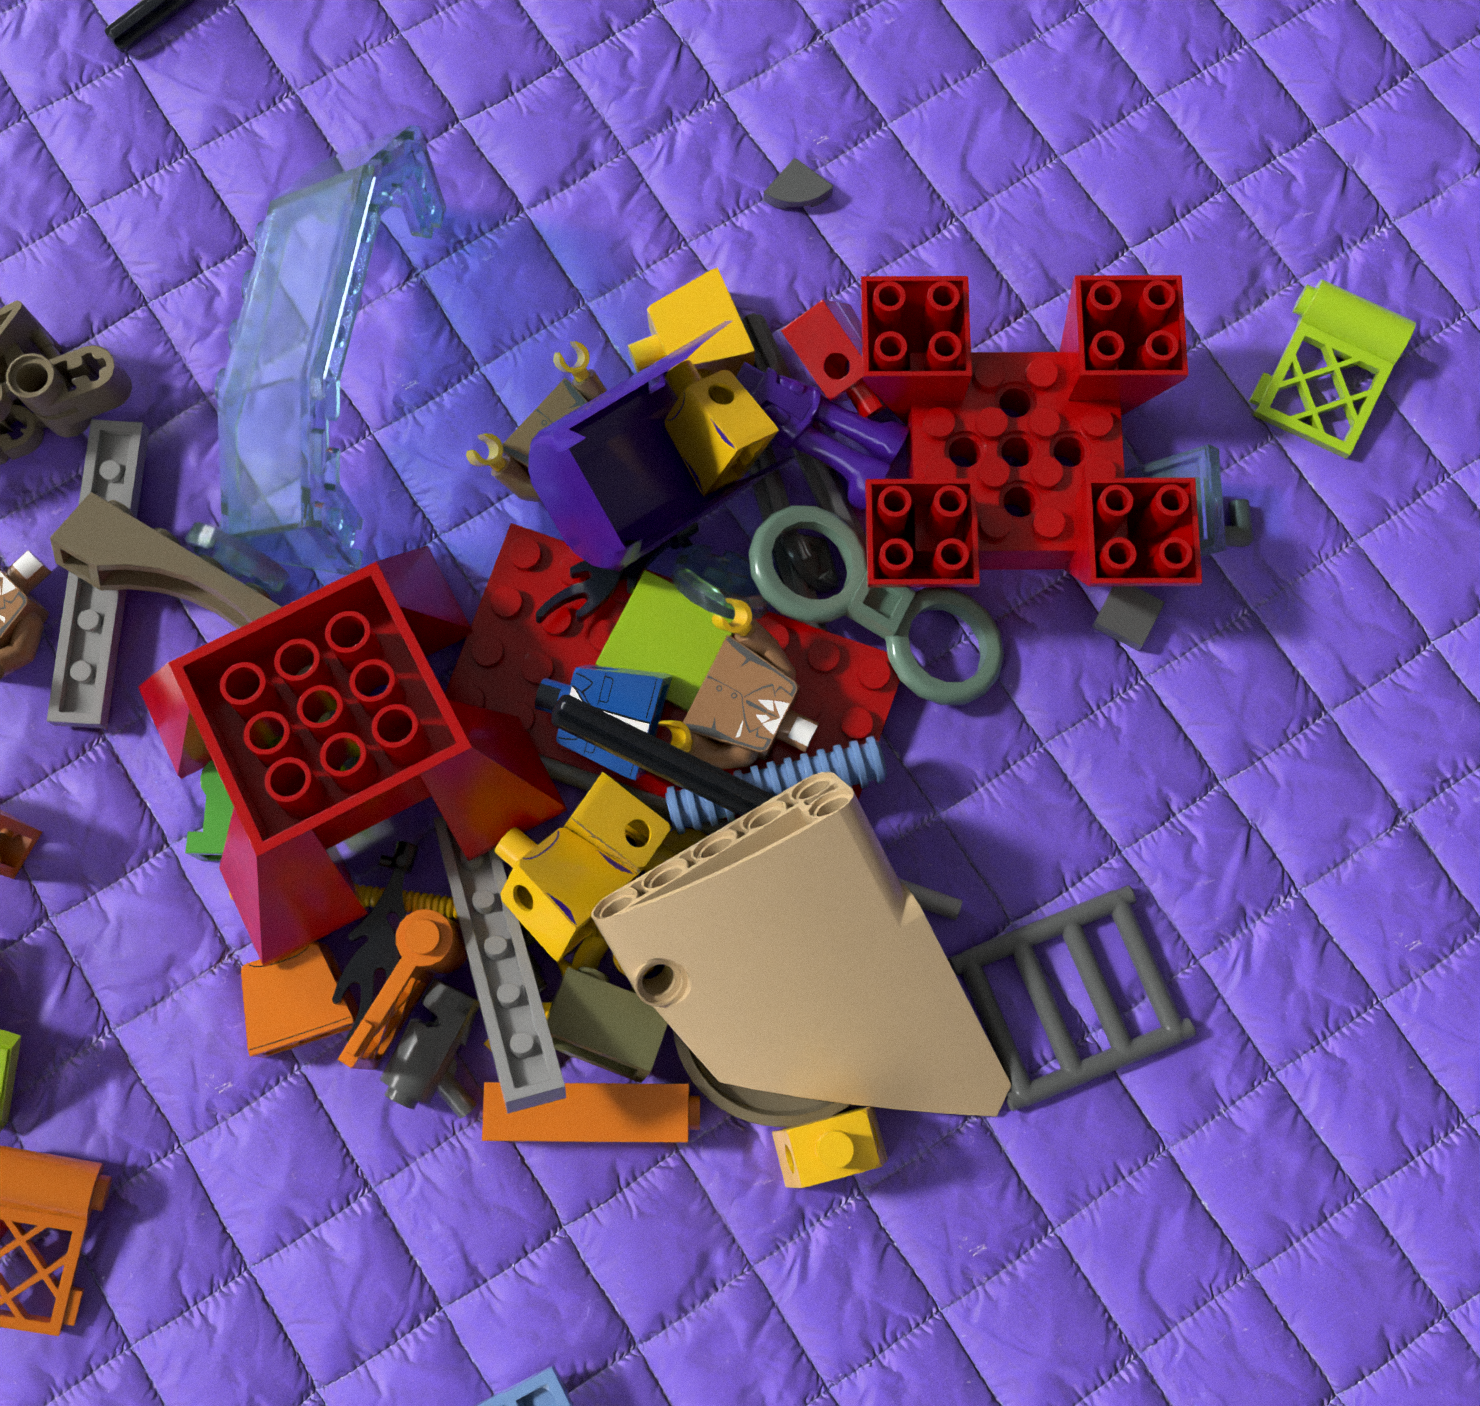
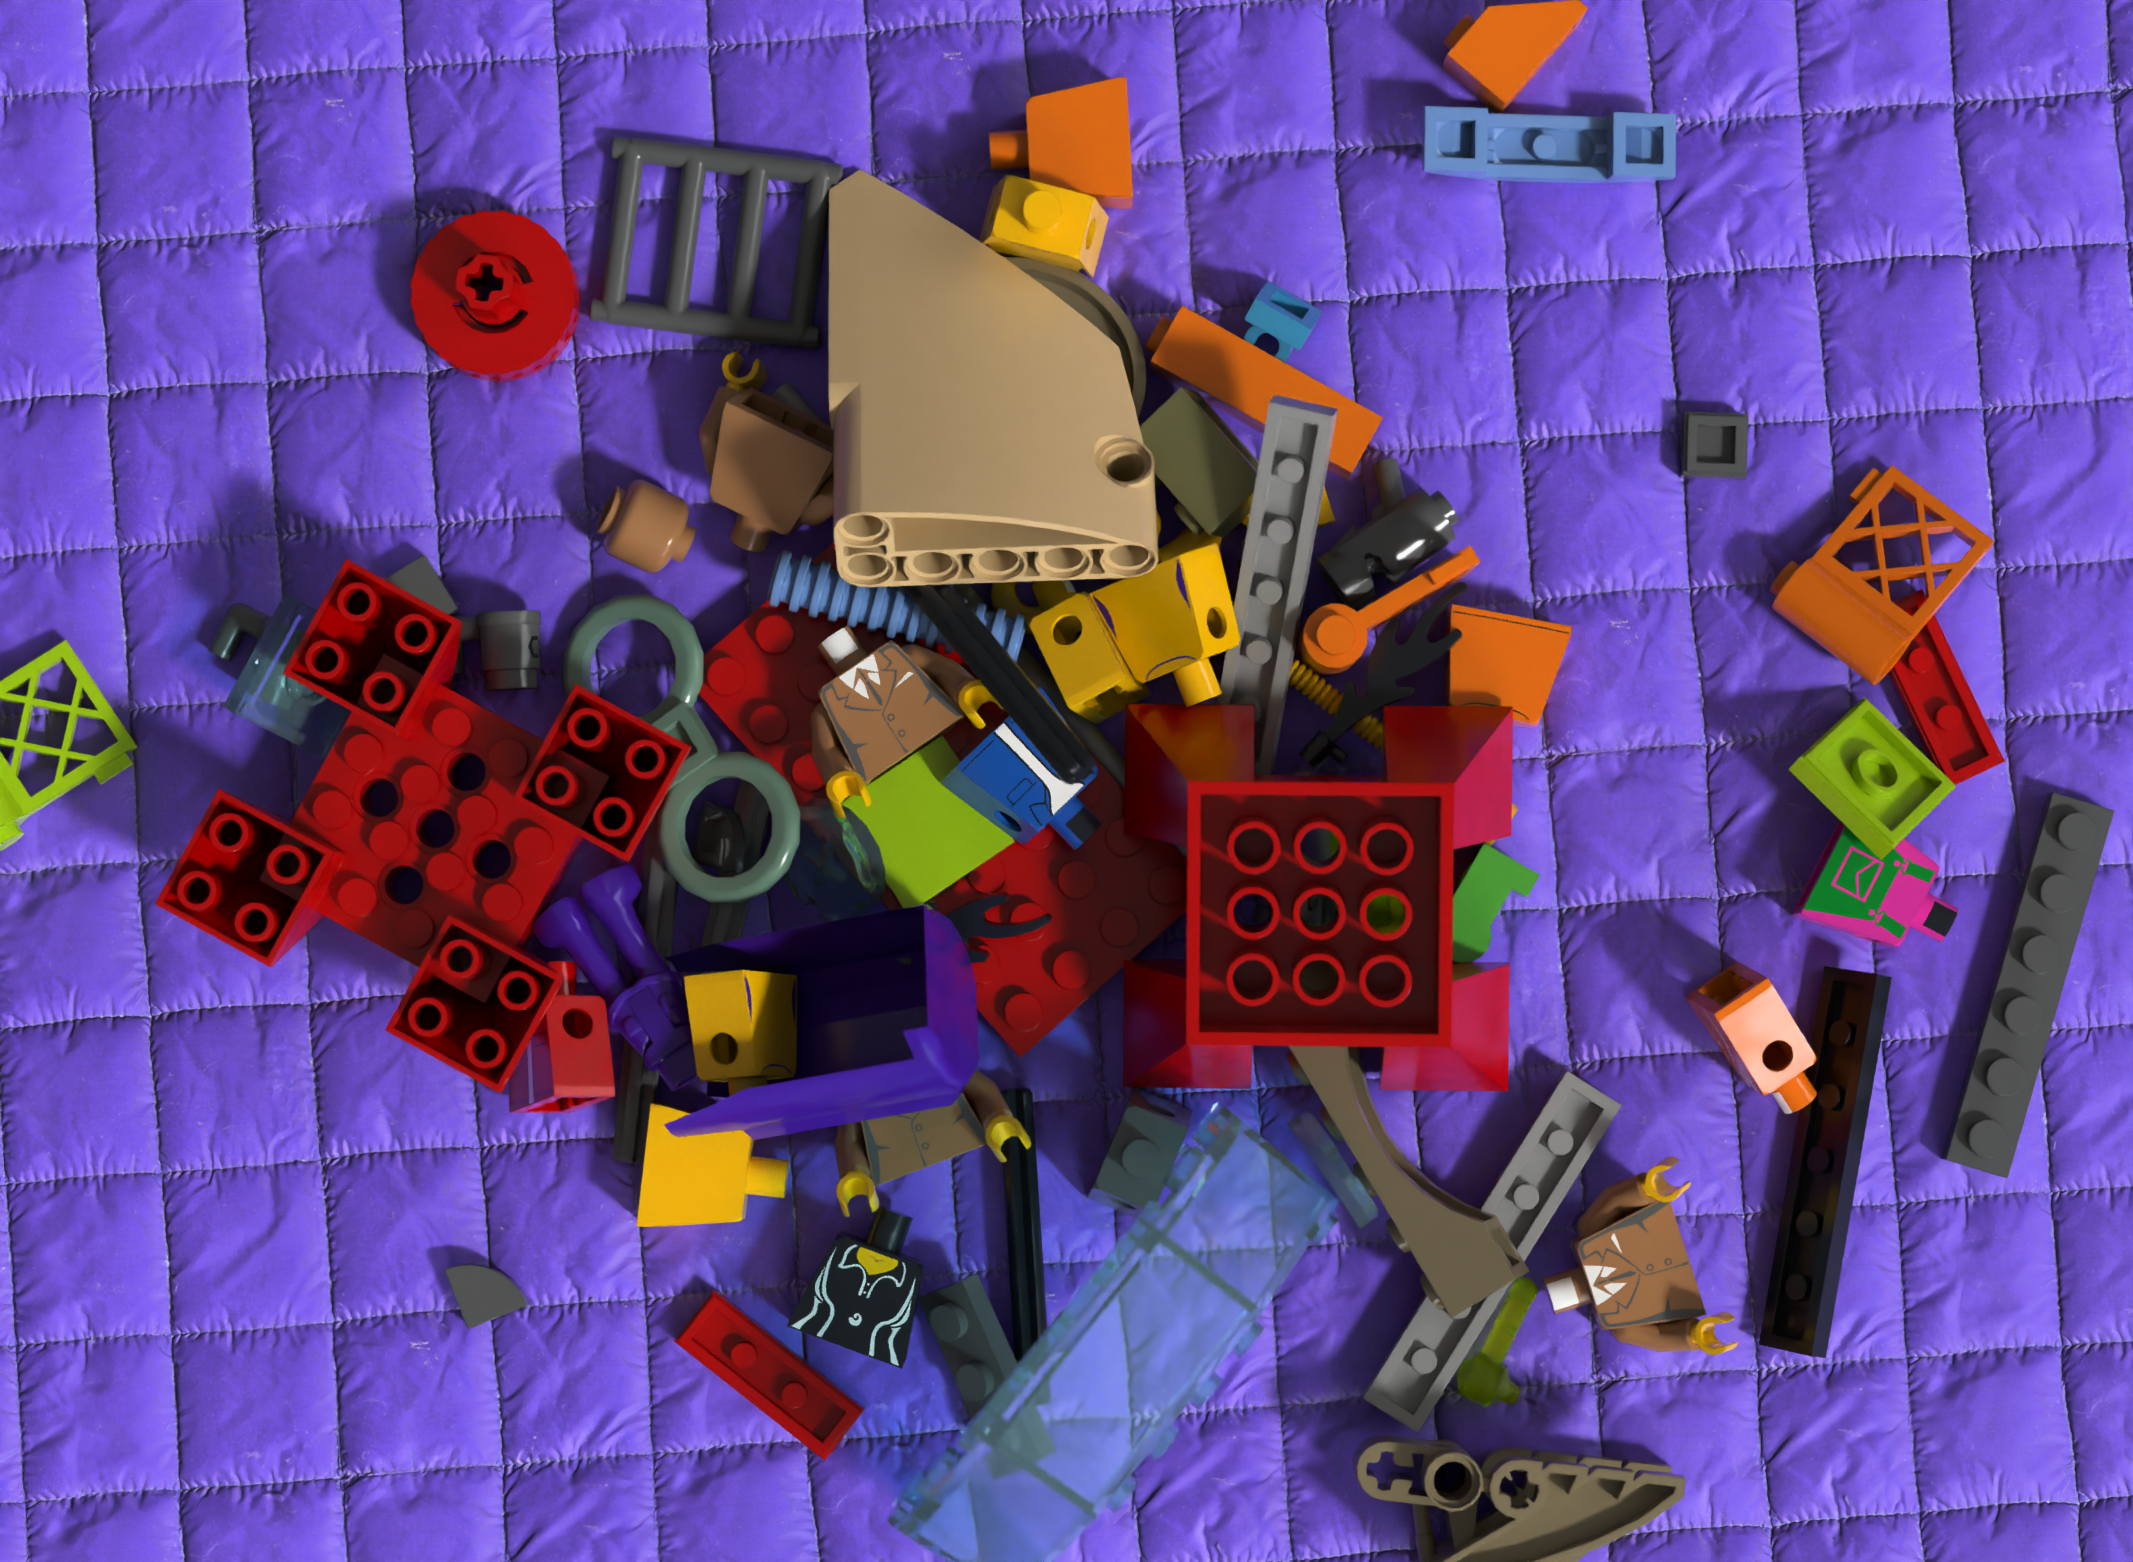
camera: 150 degrees left, 10 degrees up
(62, 486) = (1484, 1375): none -> clear neon green piece
(212, 1271) = (1714, 445): none -> dark grey tile
(386, 494) = (1140, 1152): none -> dark grey torso
(427, 308) = (969, 1339): none -> dark grey plate
(438, 401) = (1023, 1227): none -> black axle
(535, 312) = (865, 1291): none -> black torso
(574, 236) = (769, 1374): none -> red tile
(605, 1180) = (1283, 317): none -> dark azure tile
(844, 1228) = (1074, 142): none -> orange torso
(942, 847) = (765, 459): none -> medium nougat torso
(996, 751) = (645, 526): none -> medium nougat head
(1044, 614) = (507, 648): none -> dark grey piece
(1248, 870) = (456, 269): none -> red piece

